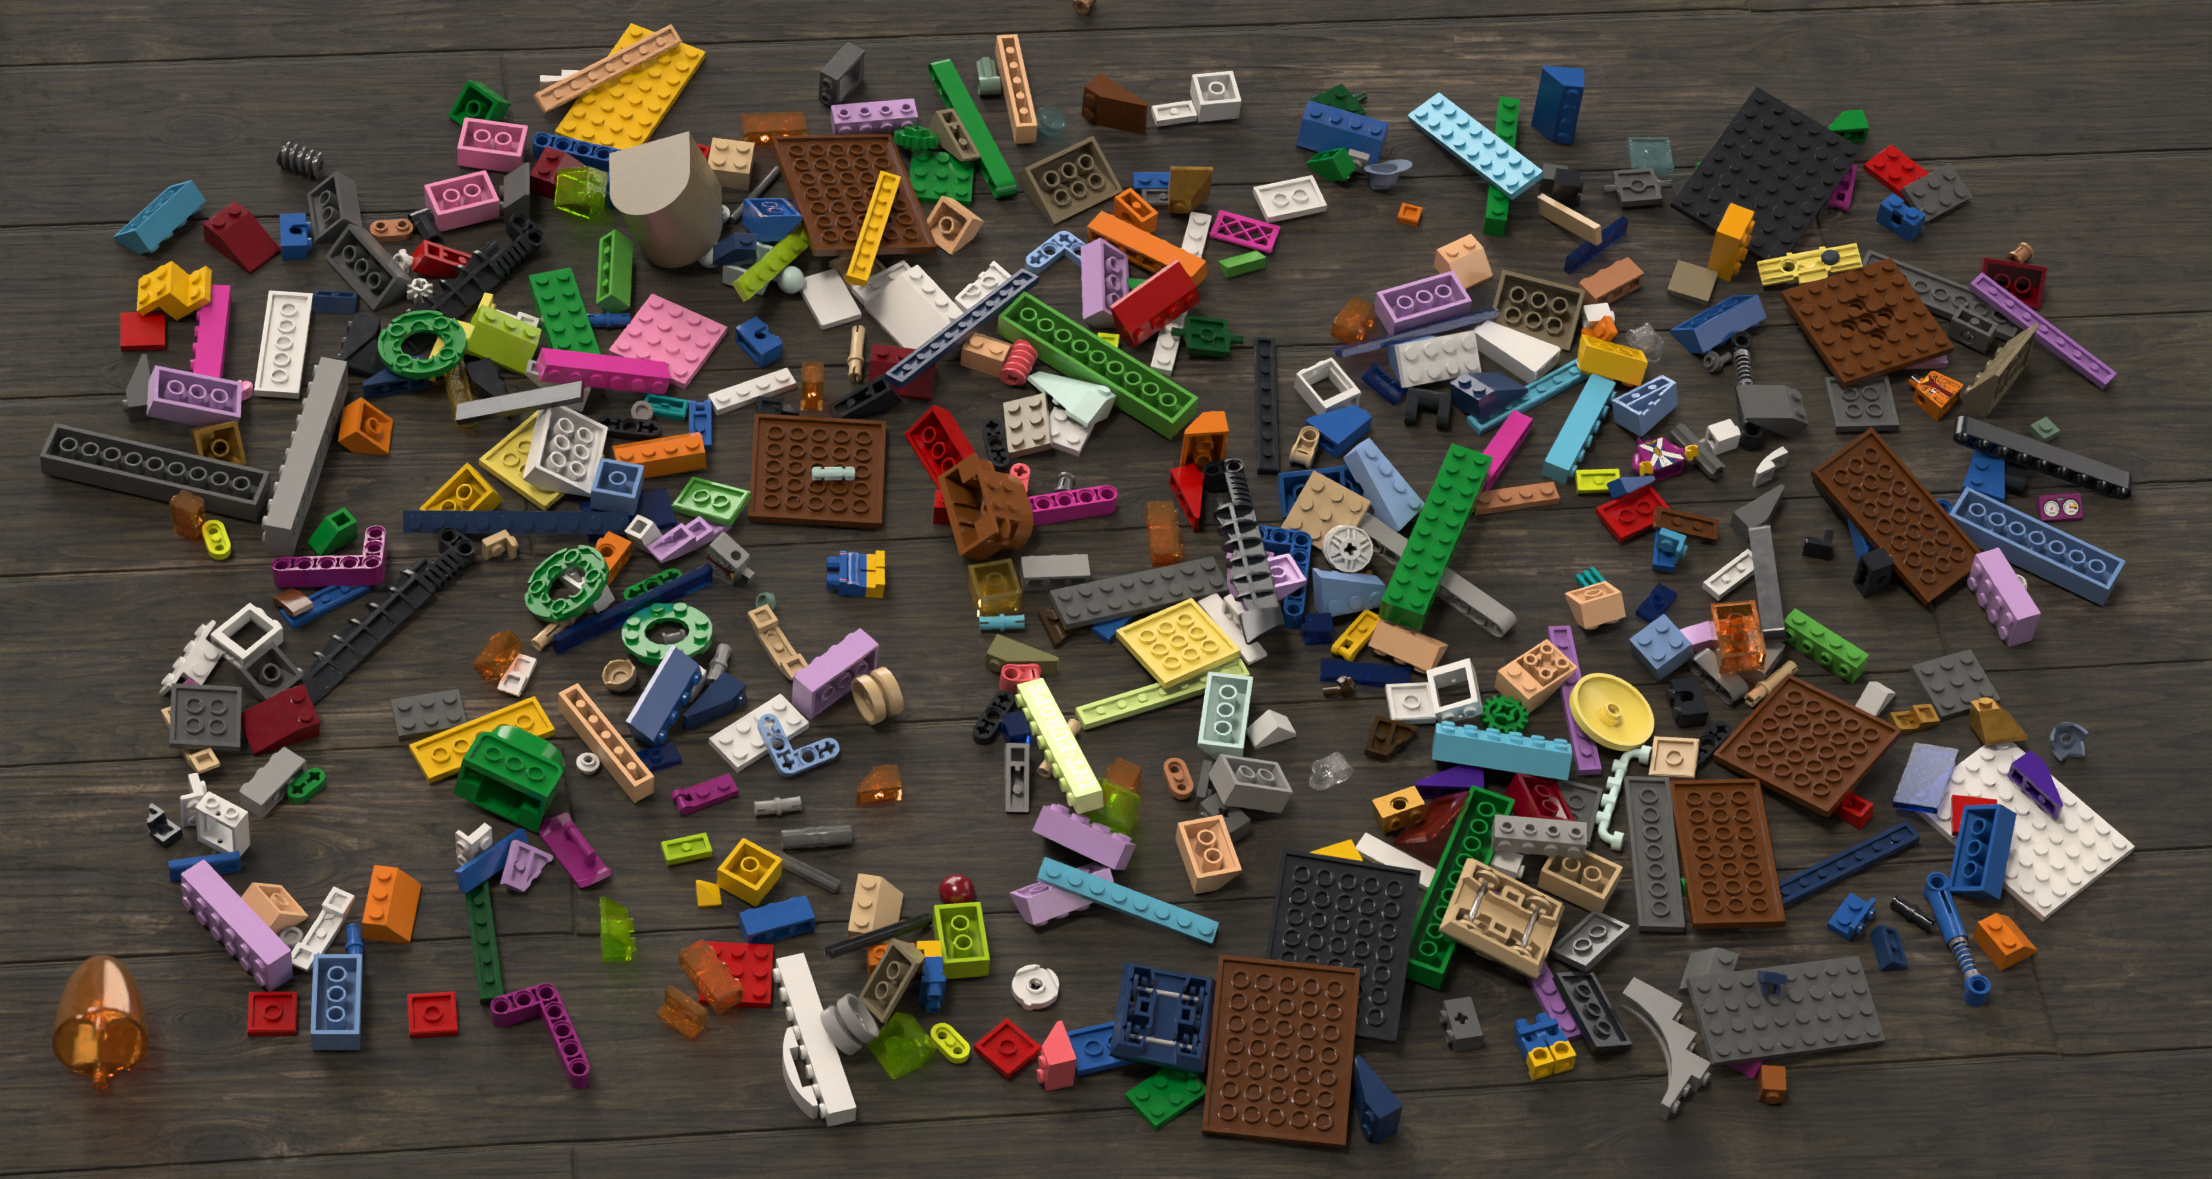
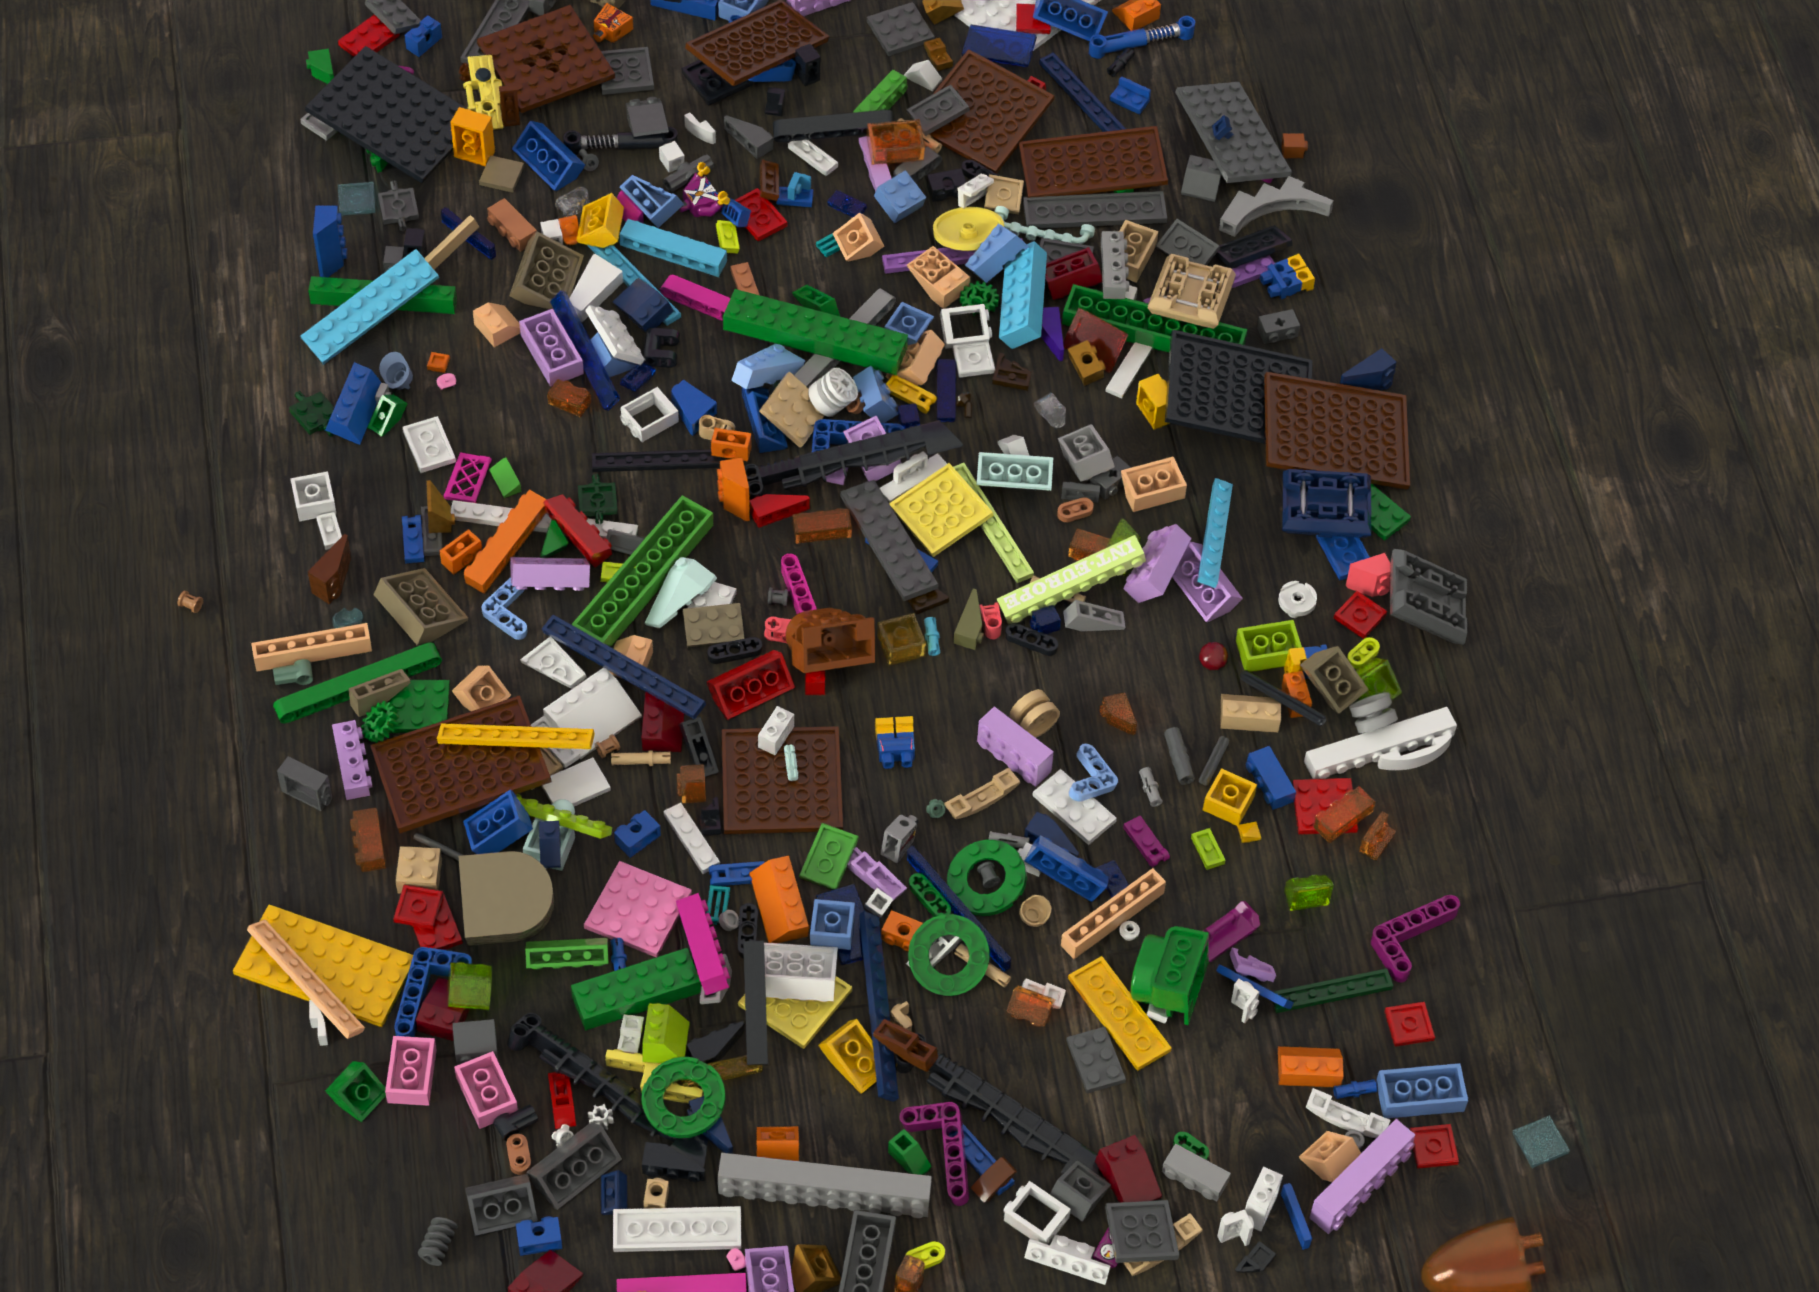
camera: 90 degrees left, 5 degrees up
(261, 1119) = (1540, 1141): none -> clear light blue tile
(323, 329) = (656, 1185): none -> tan brick
(455, 530) = (906, 1045): none -> reddish brown slope
(872, 458) = (776, 730): none -> white brick
(874, 325) = (607, 746): none -> medium nougat bush
(1013, 1103) = (1429, 601): none -> dark grey piece
(1018, 363) = (657, 636): coral piece -> none
(1053, 572) = (873, 596): light grey brick -> none
(1149, 351) = (623, 541): none -> dark grey tile
(1273, 449) = (731, 444): none -> orange brick
(1379, 218) = (446, 381): none -> bright pink piece
(1456, 632) = (909, 321): none -> medium blue slope
(1492, 556) = (816, 300): none -> green slope
(1564, 723) = (995, 252): none -> medium blue wedge
(1673, 720) = (973, 190): none -> white bracket
(1782, 276) = (509, 105): none -> reddish brown plate
(1801, 693) = (938, 109): none -> dark grey plate
(1888, 948) = (1154, 78): dark blue slope -> none

